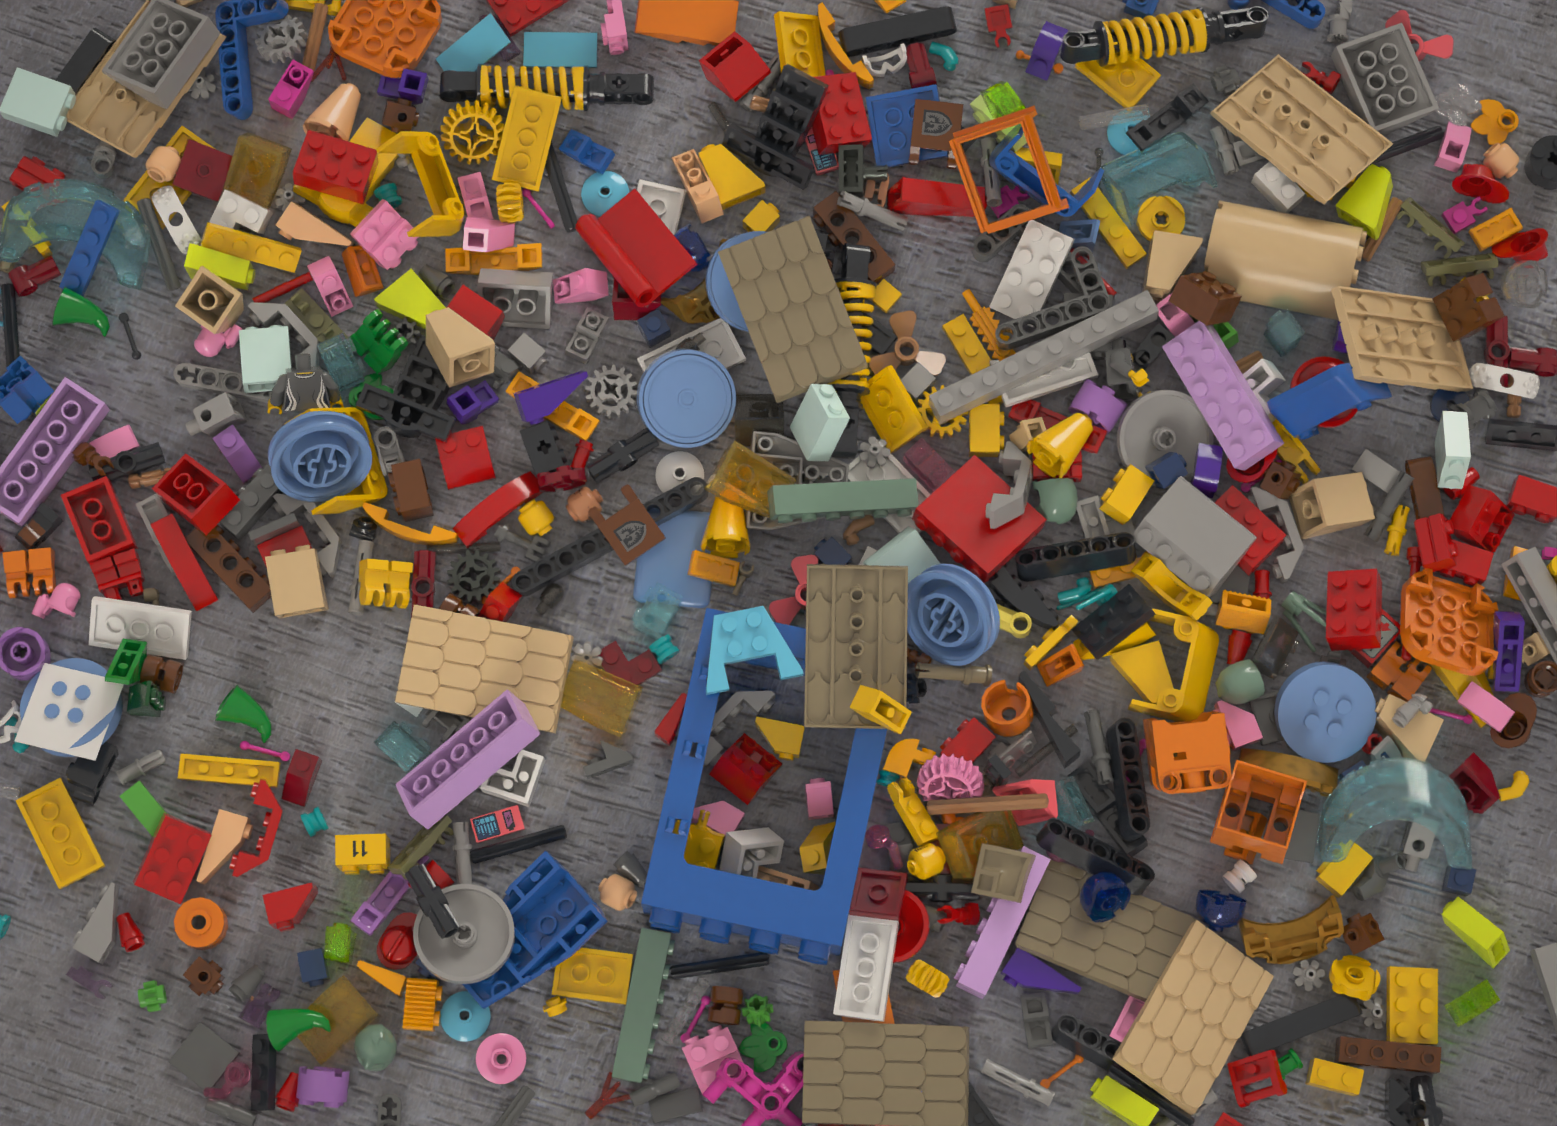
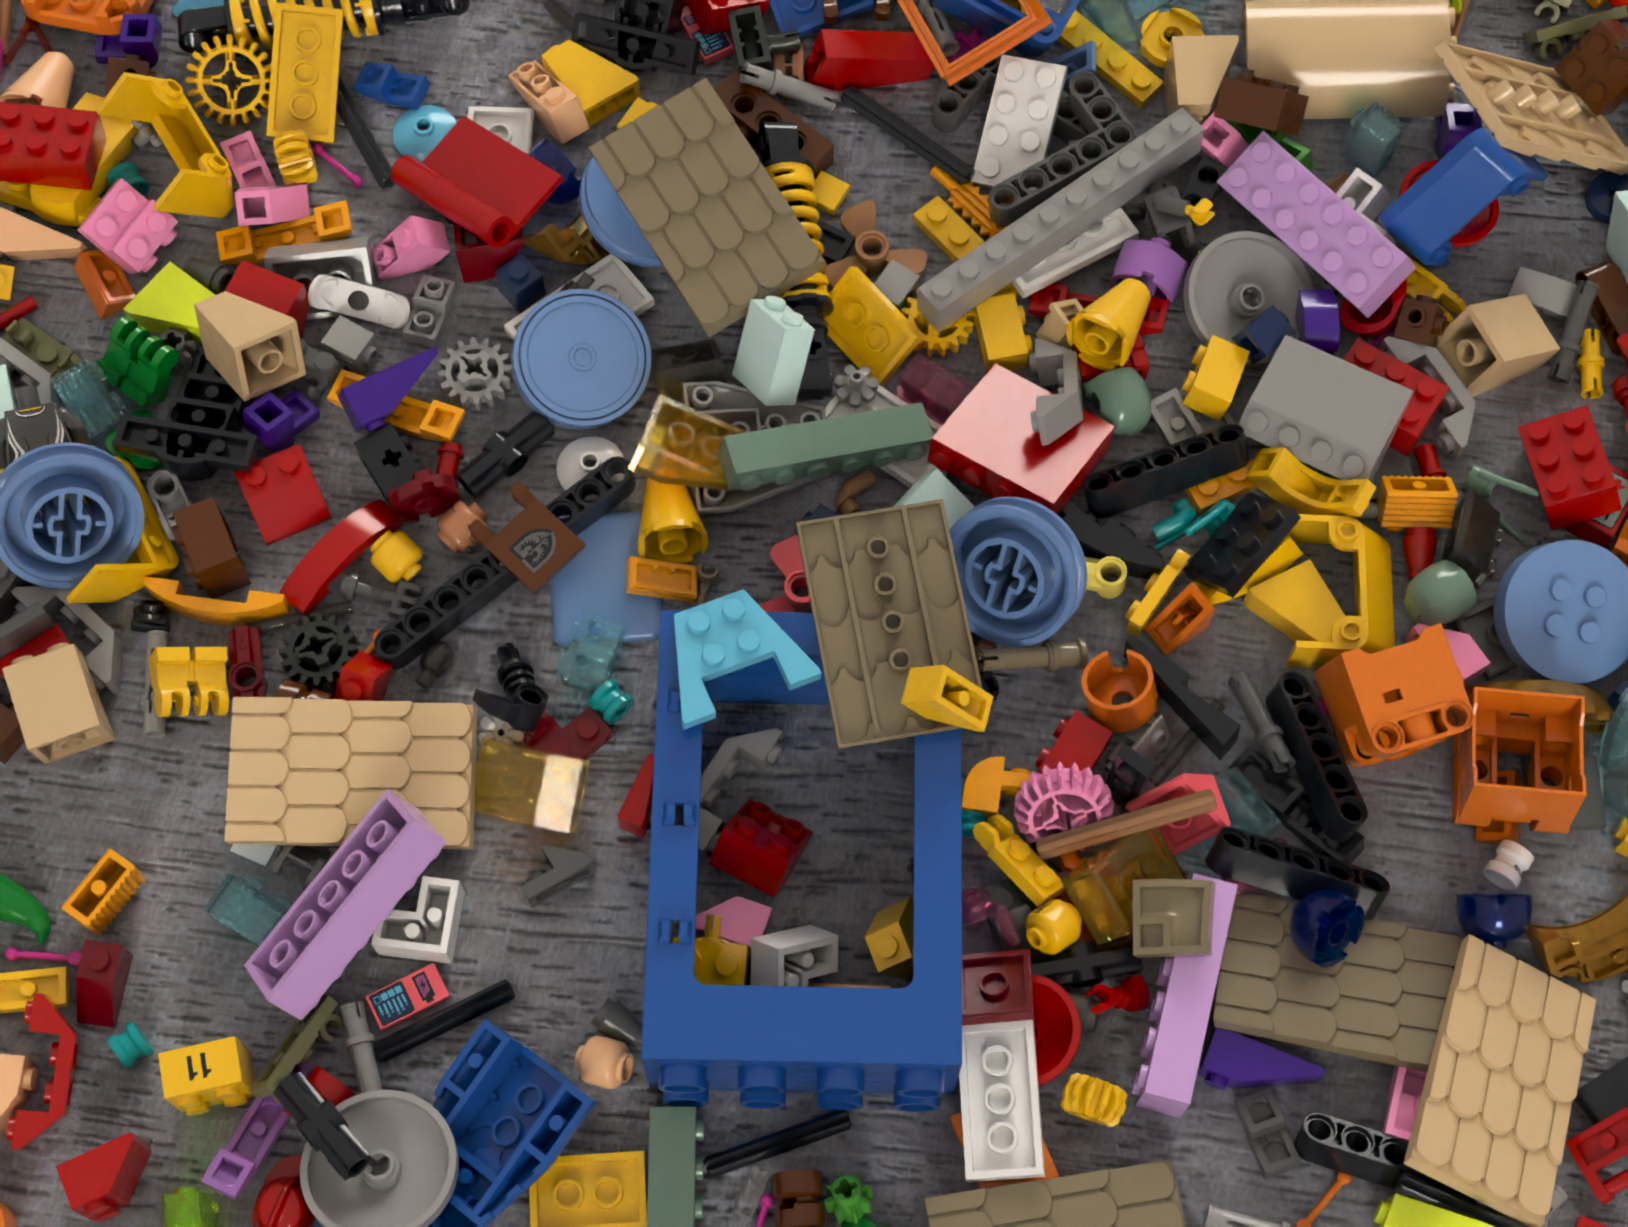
camera: 10 degrees left, 10 degrees down
(310, 717) = (103, 892): none -> light orange brick
(330, 286) = (62, 307): bright pink slope -> none
(553, 328) = (383, 307): none -> white piece
(606, 638) = (523, 699): none -> black piece
(781, 737) = (803, 792): yellow slope -> none
(819, 799) = (877, 868): bright pink slope -> none
(951, 262) = (908, 135): none -> black axle

